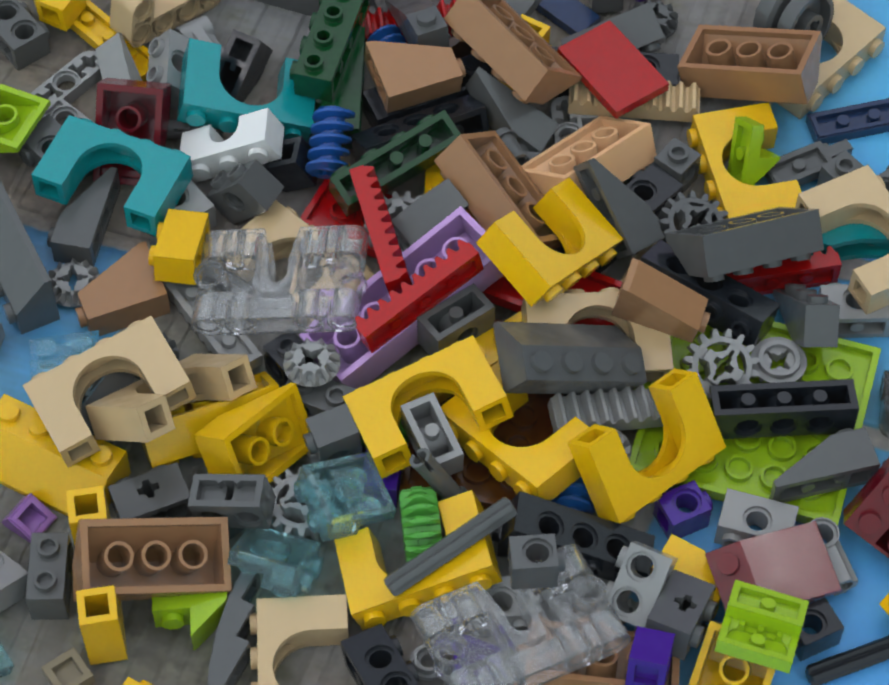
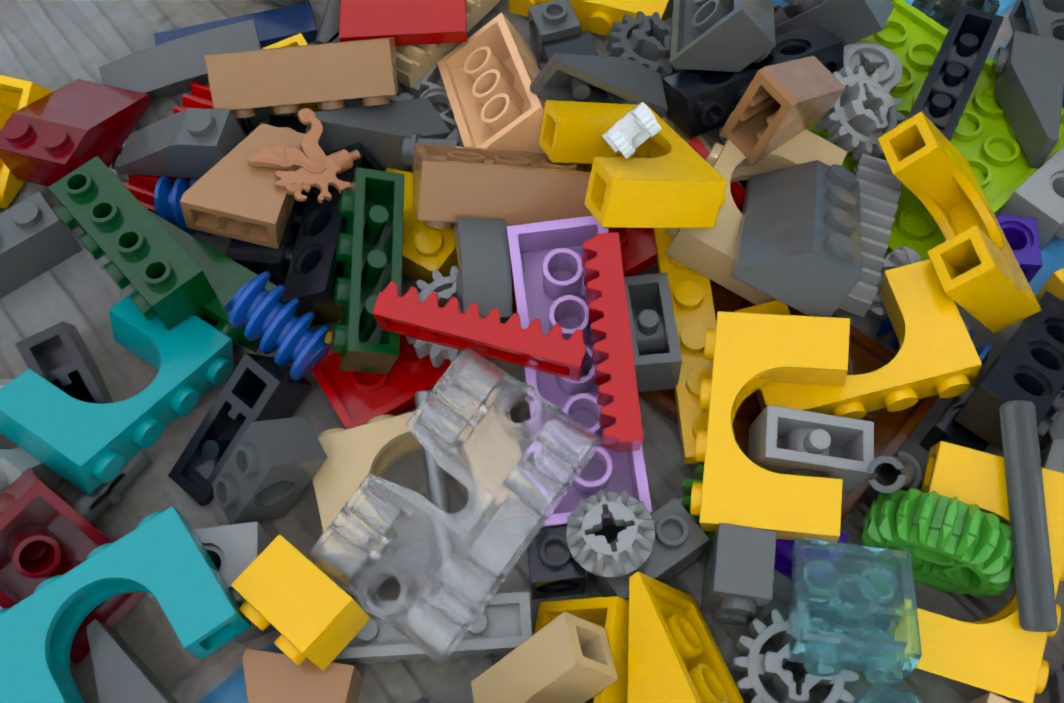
camera: 55 degrees left, 5 degrees up
(256, 137) = (207, 417): white arch -> none
(442, 94) = (312, 164): none -> nougat piece
(552, 221) = (632, 130): none -> white hinge

